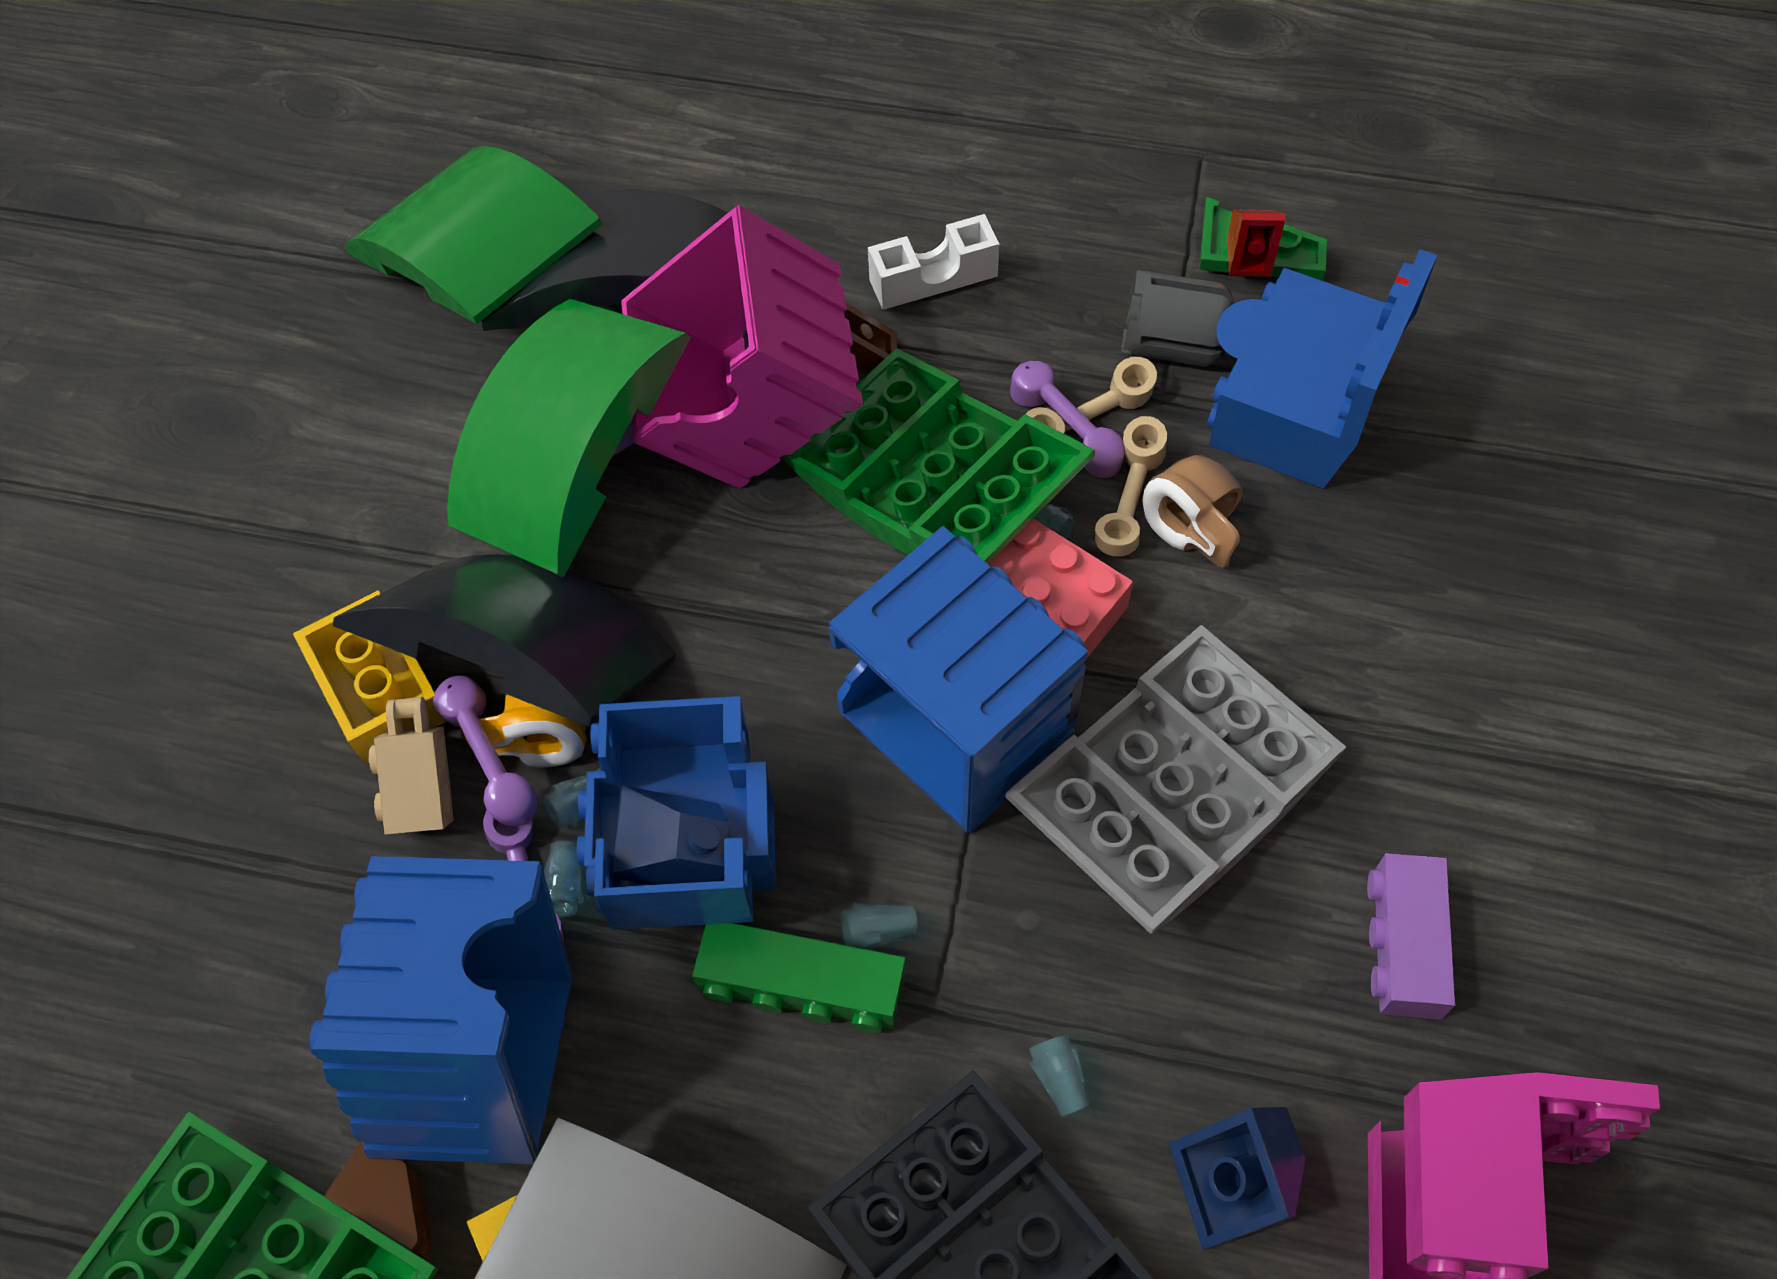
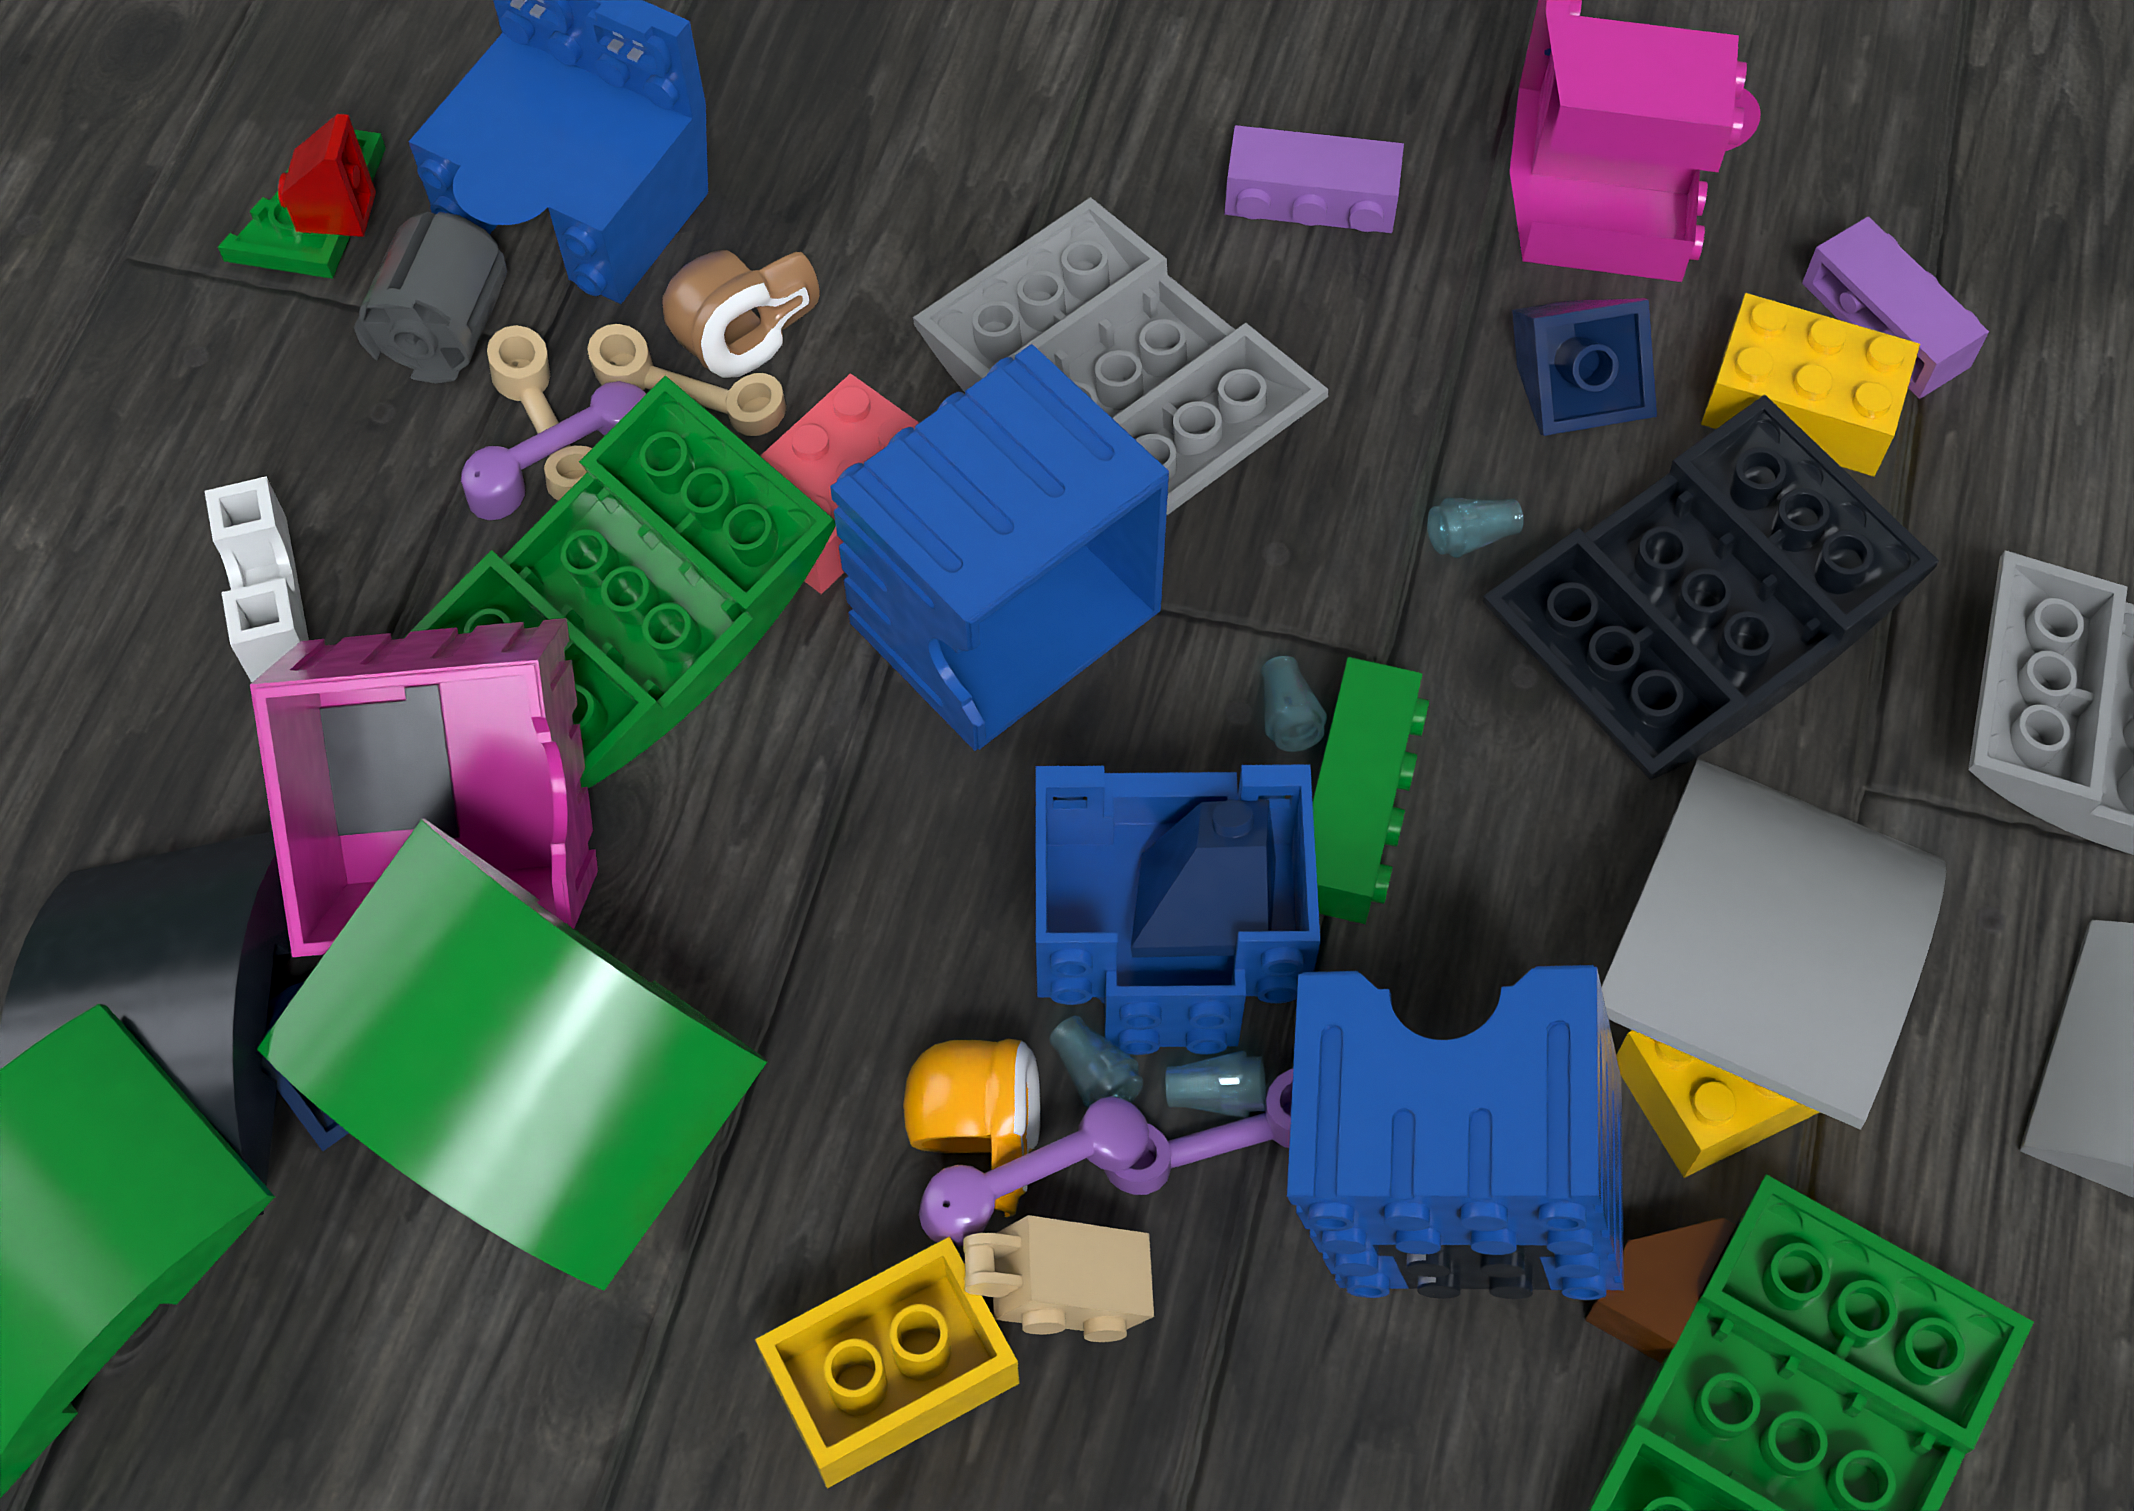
camera: 90 degrees left, 0 degrees up
(549, 635) = (812, 1175): black slope -> none

